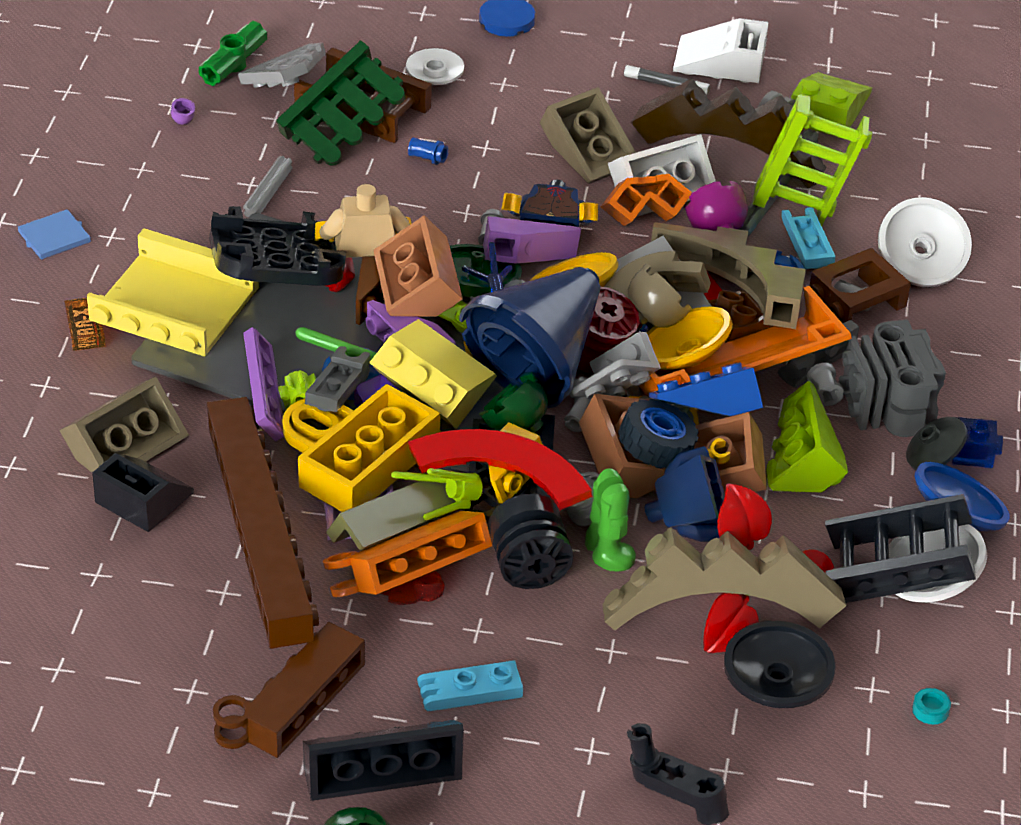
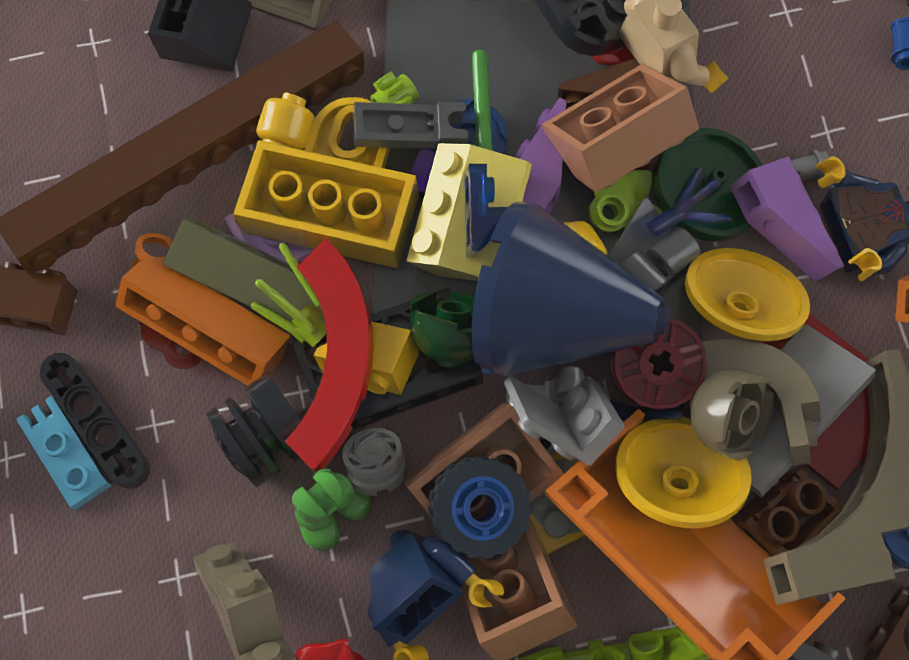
camera: 75 degrees right, 30 degrees up
(264, 384) = (397, 54): medium lavender tile -> none
(283, 446) = (285, 121): none -> yellow head
(449, 347) = (479, 218): none -> clear blue slope
(453, 653) = (90, 422): none -> black beam
(724, 393) = (565, 549): blue slope -> none

